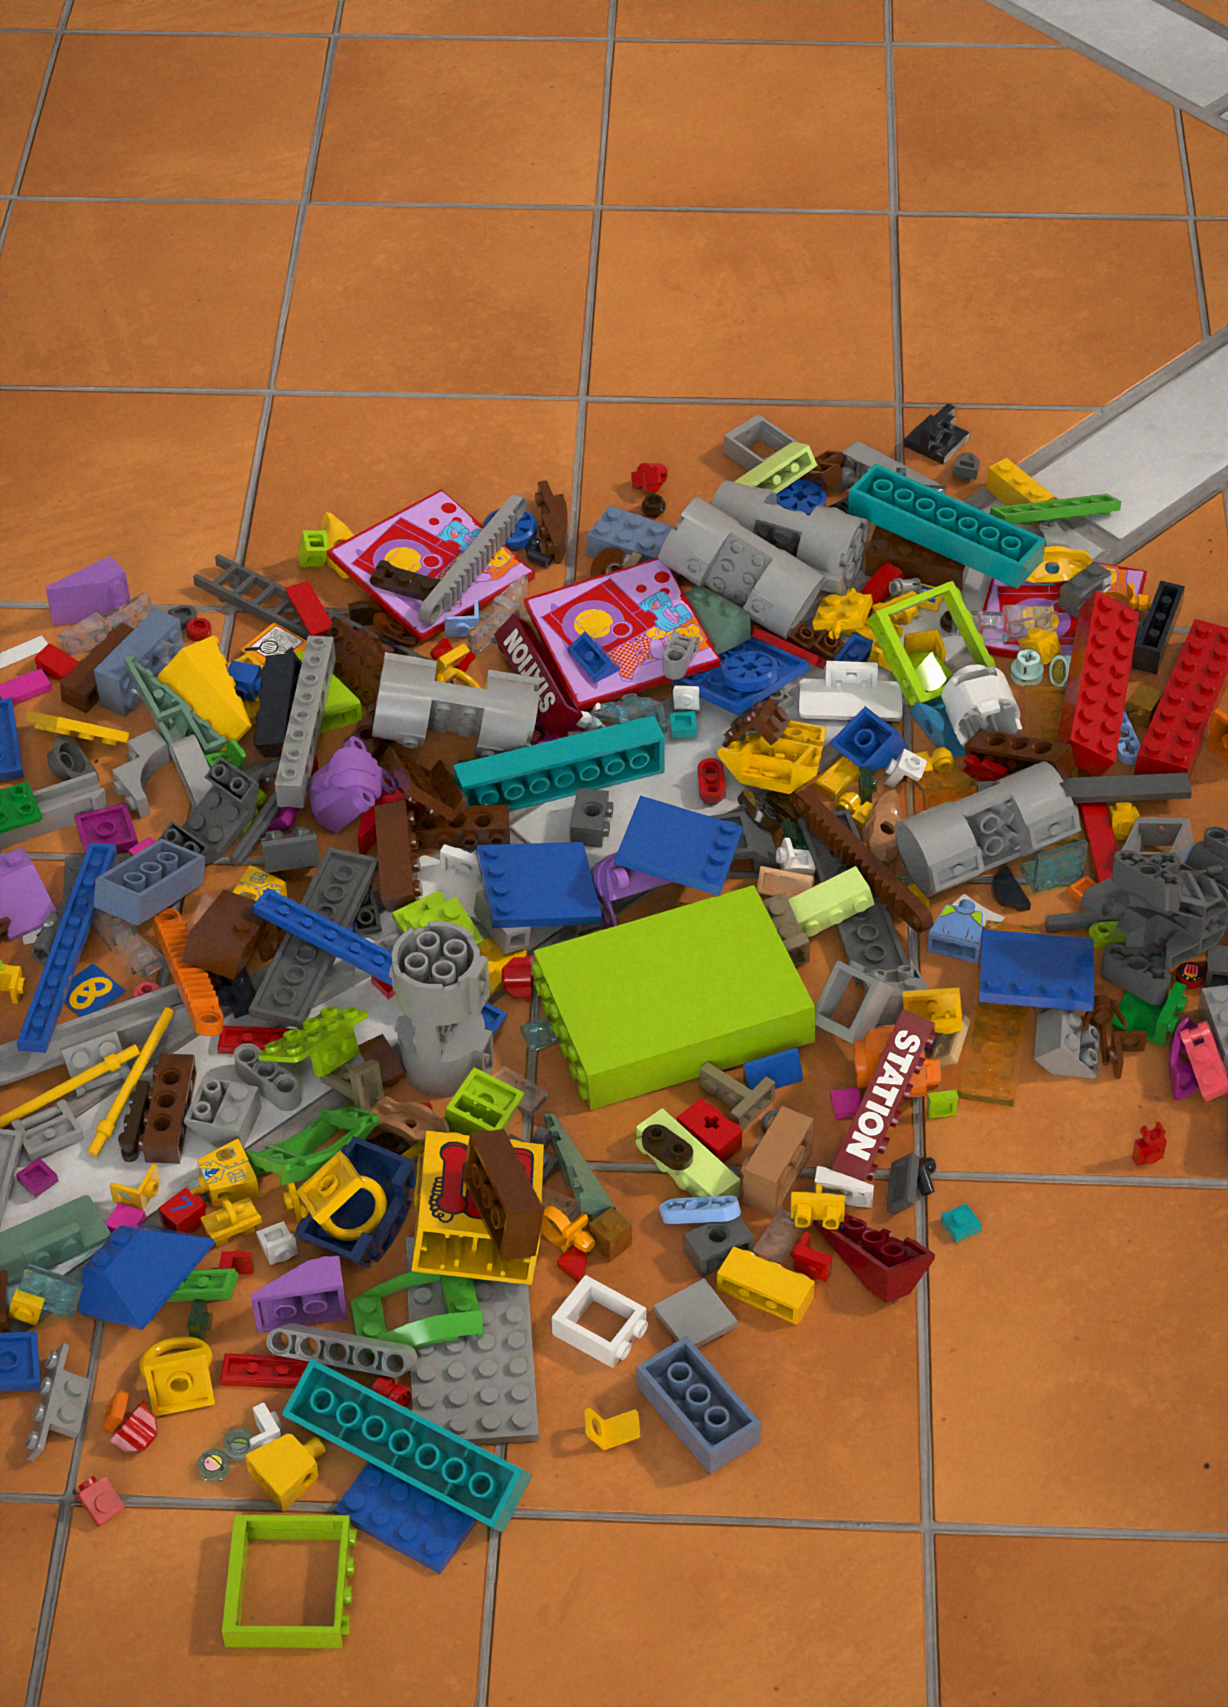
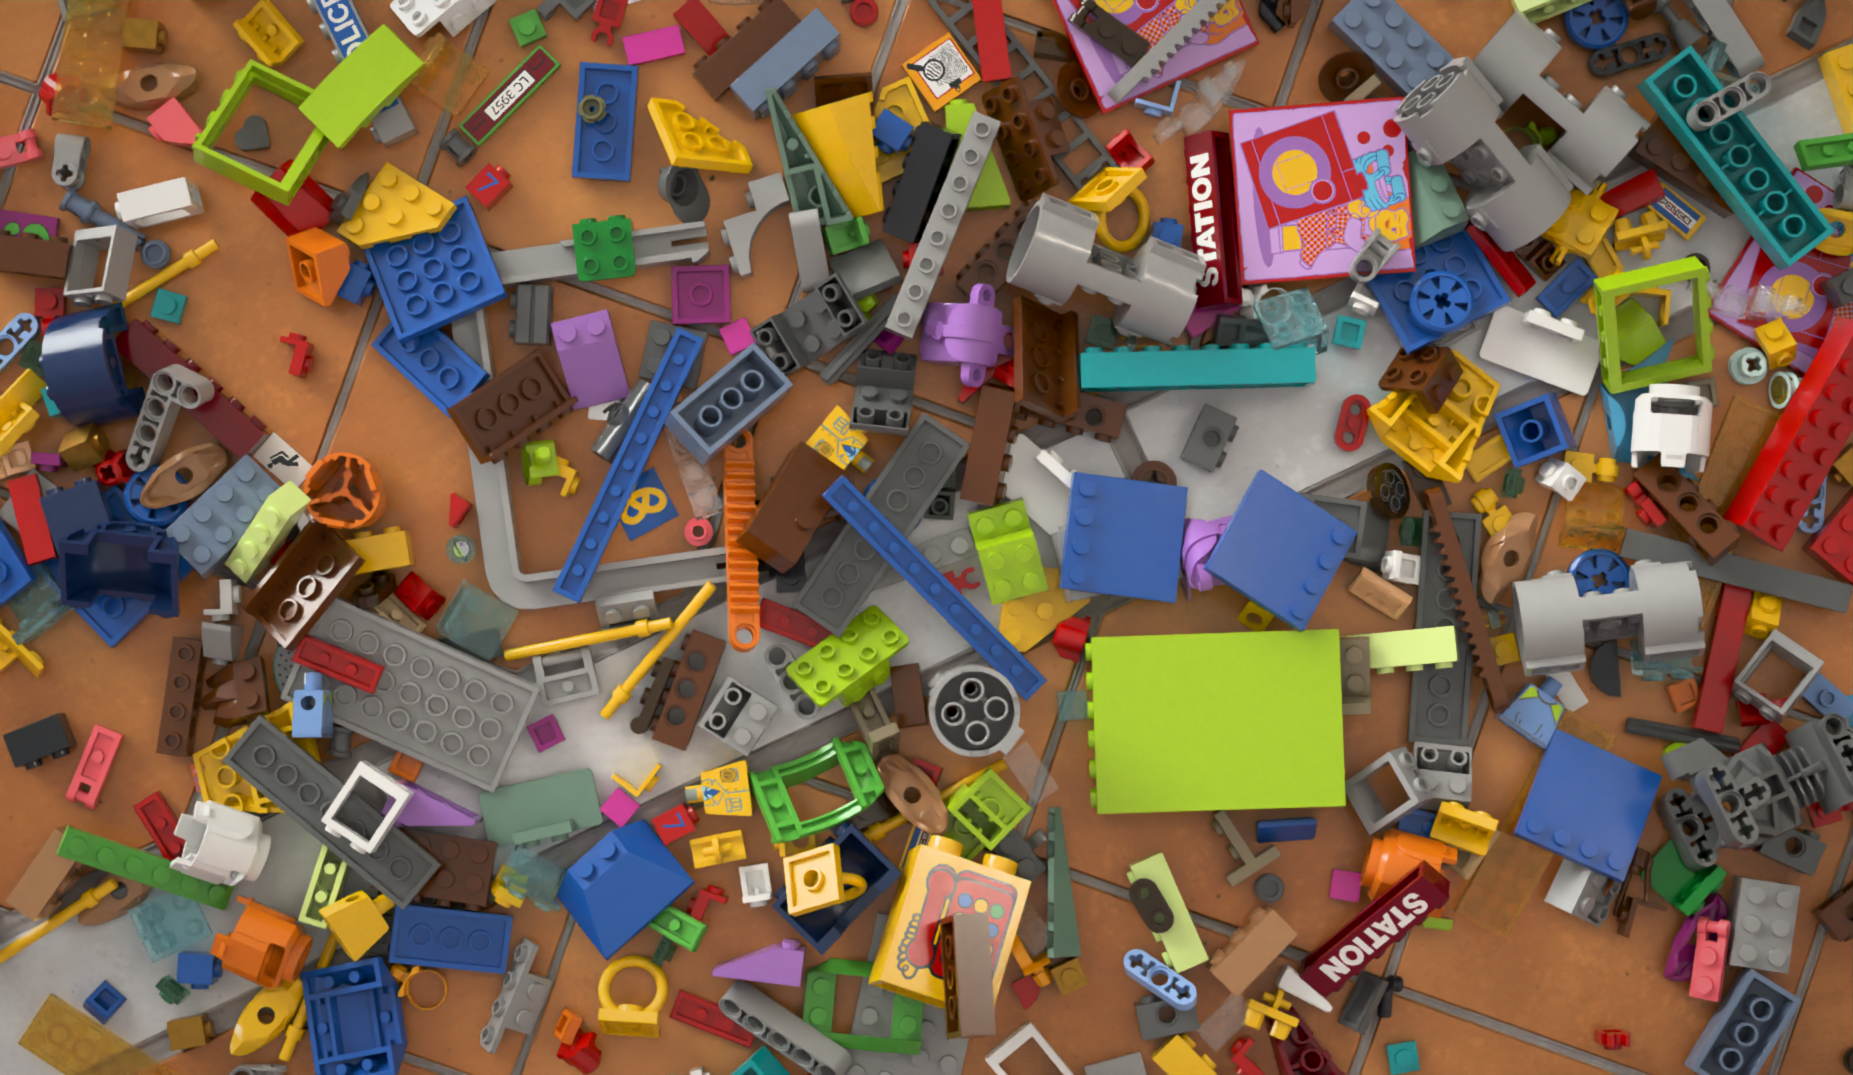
camera: 10 degrees right, 40 degrees up
(593, 657) = (1279, 226): blue slope -> none
(712, 1129) = (1207, 901): red brick -> none
(900, 587) = (1652, 211): light grey pin -> none
(920, 479) = (1738, 91): none -> light grey beam

